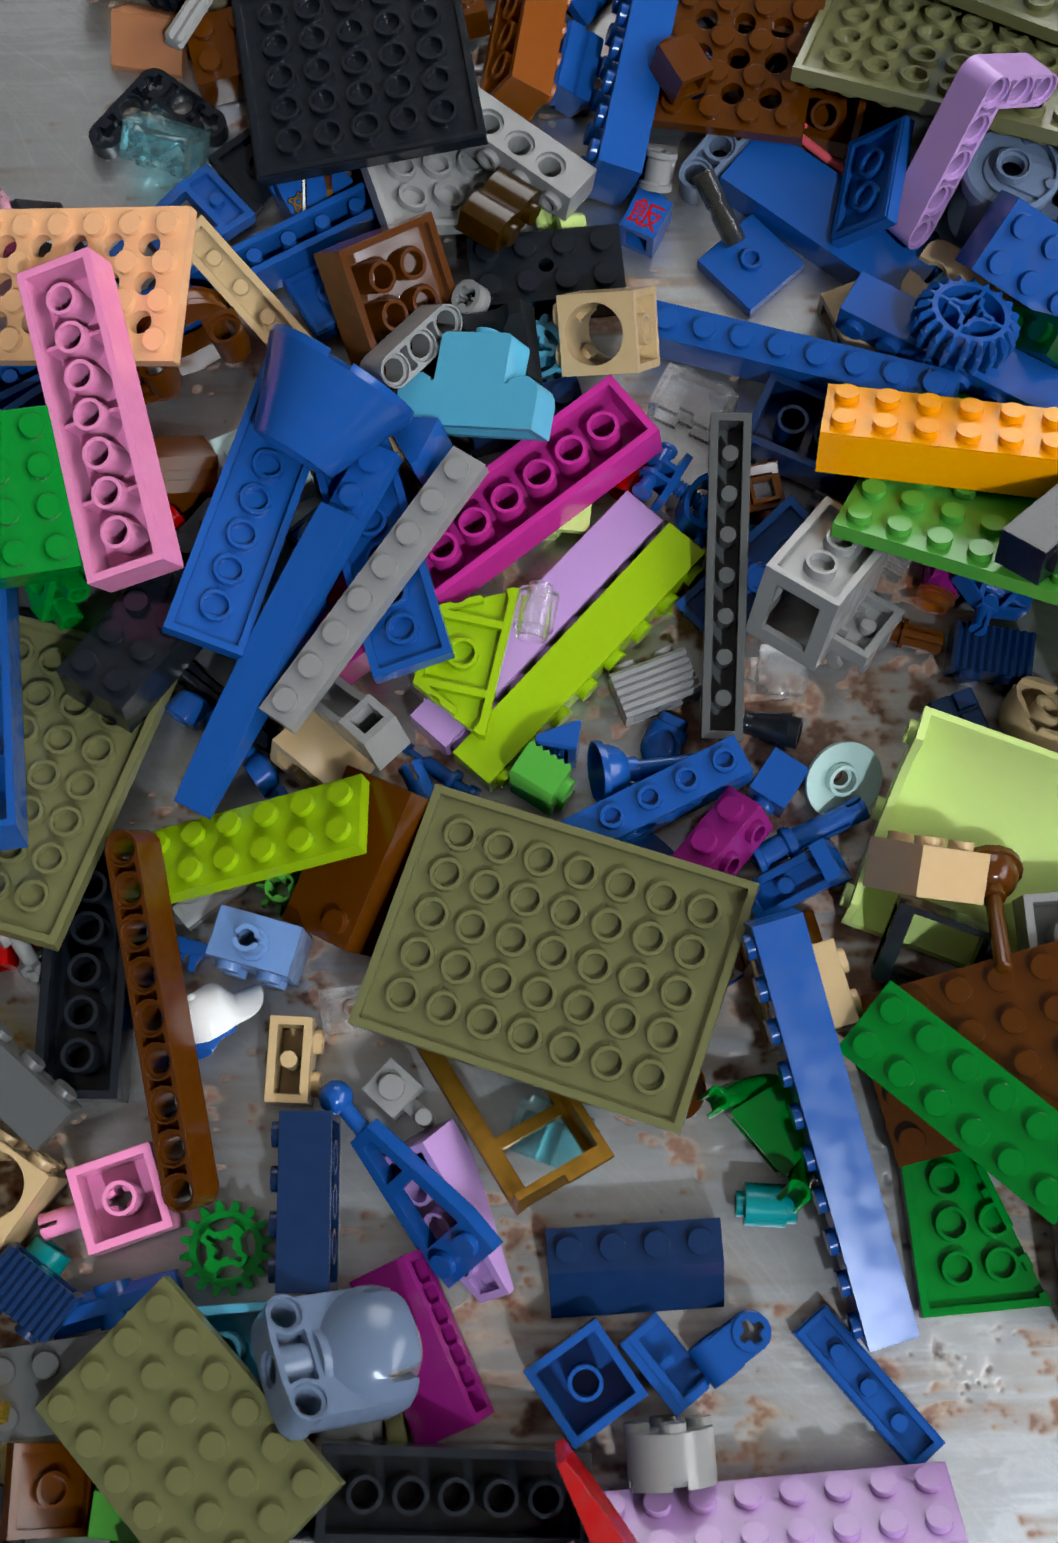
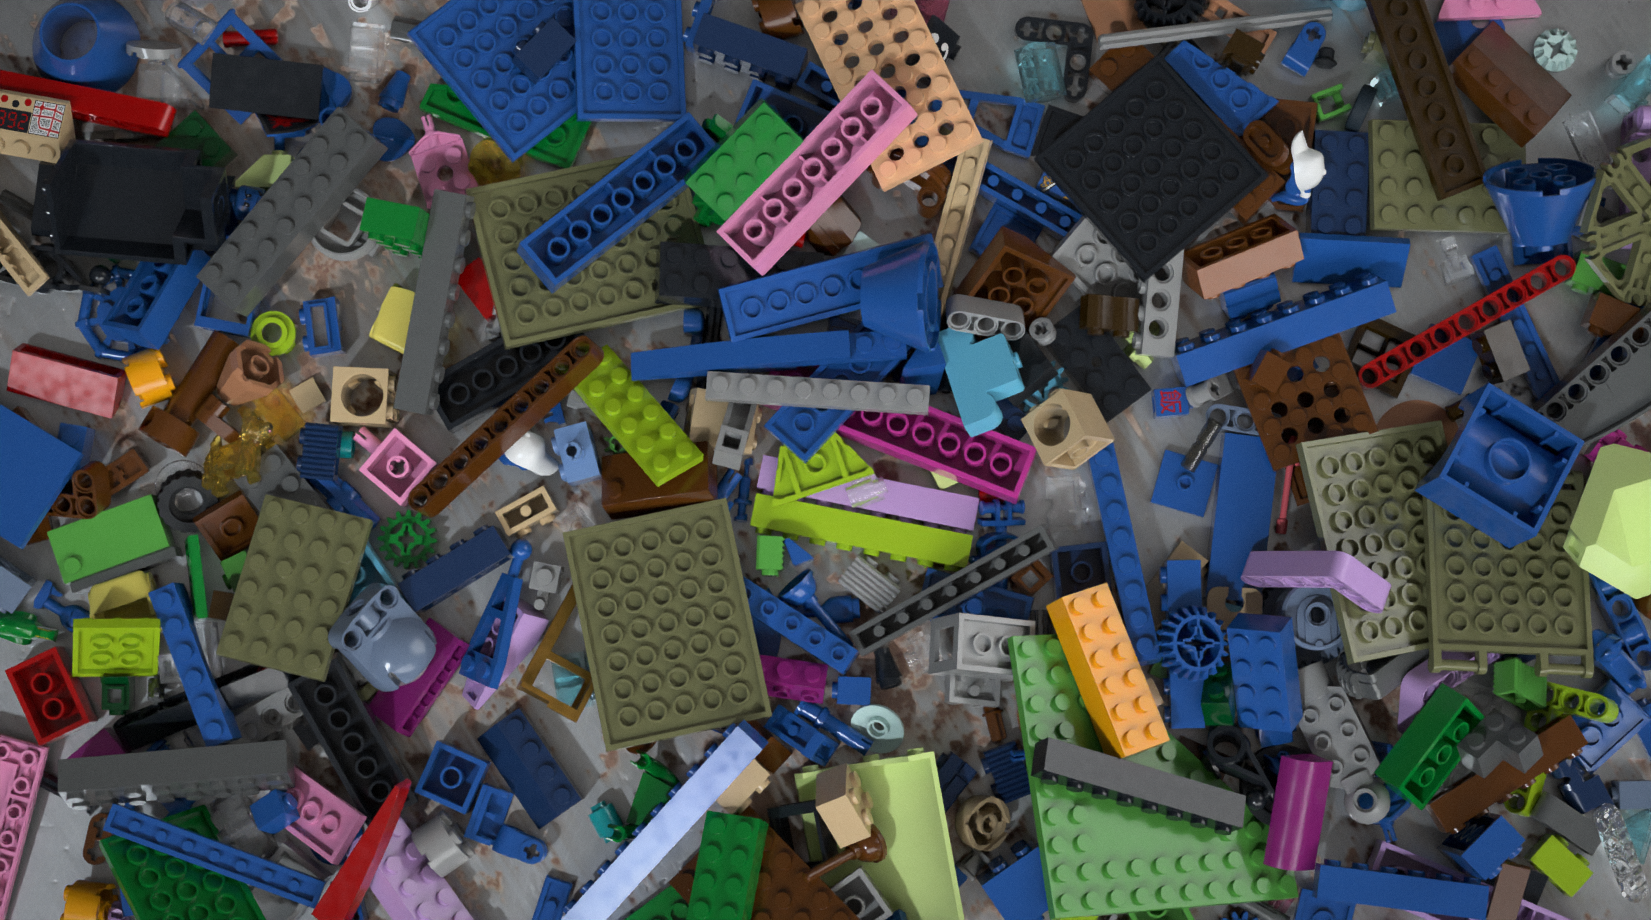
camera: 60 degrees right, 10 degrees up
(872, 182) = (1267, 532): blue tile -> none

